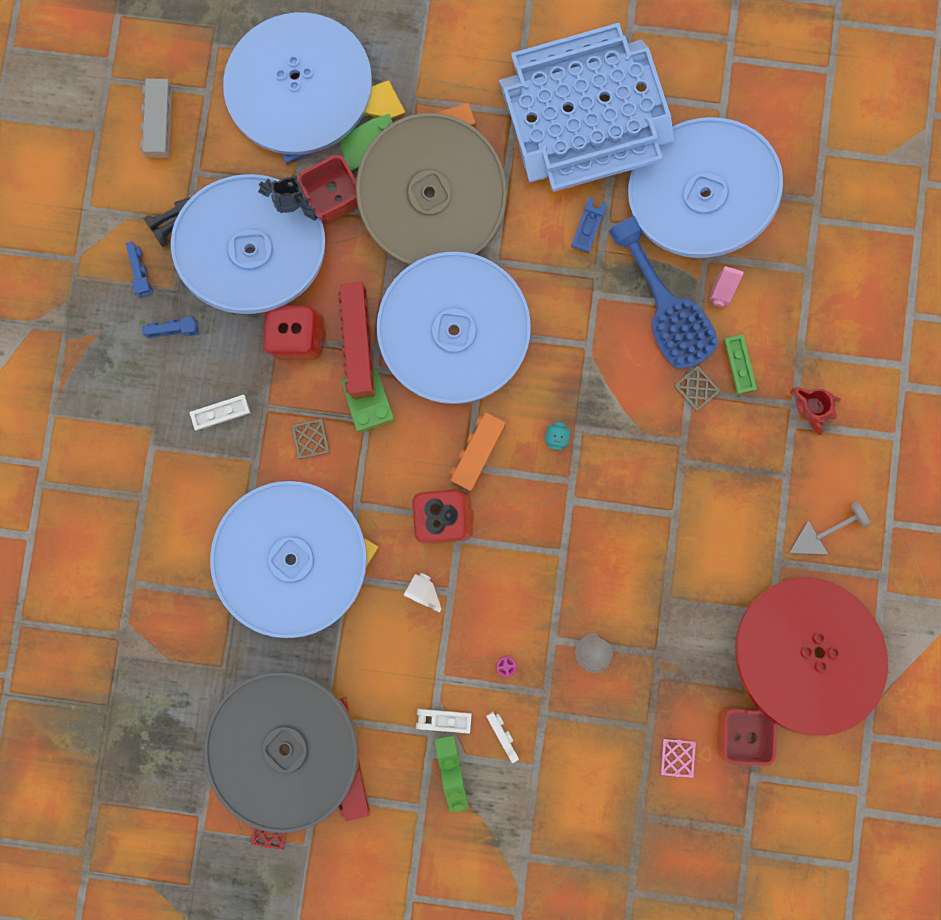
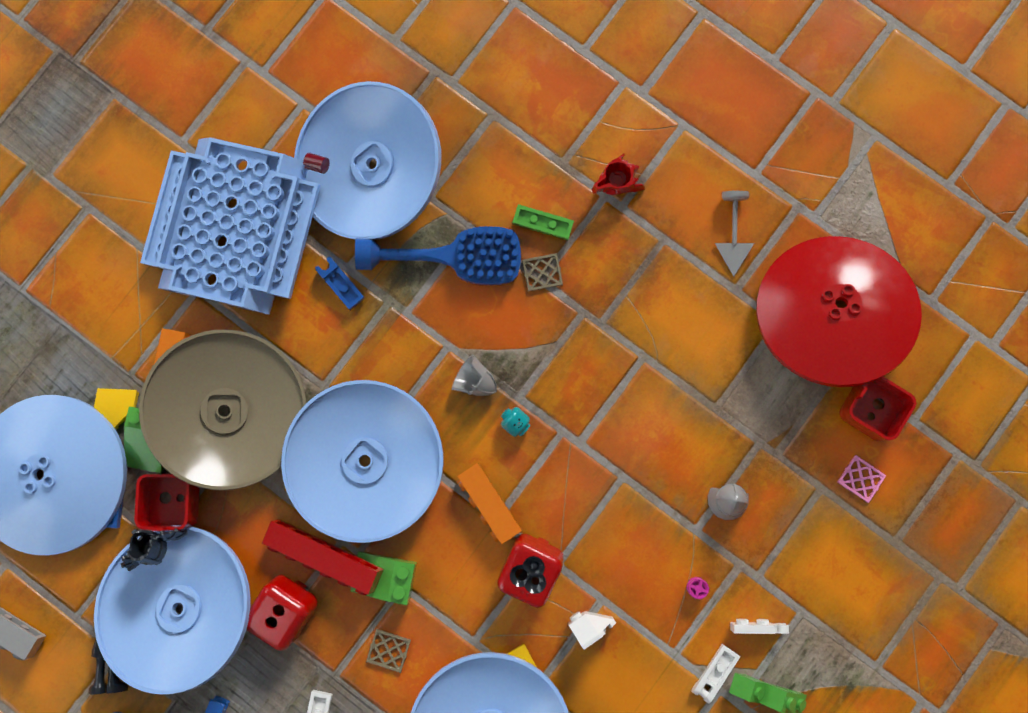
camera: 60 degrees left, 0 degrees up
(574, 382) = (474, 379): none -> light grey helmet
(678, 146) = (316, 163): none -> dark red piece
(725, 286) = (467, 195): bright pink slope -> none

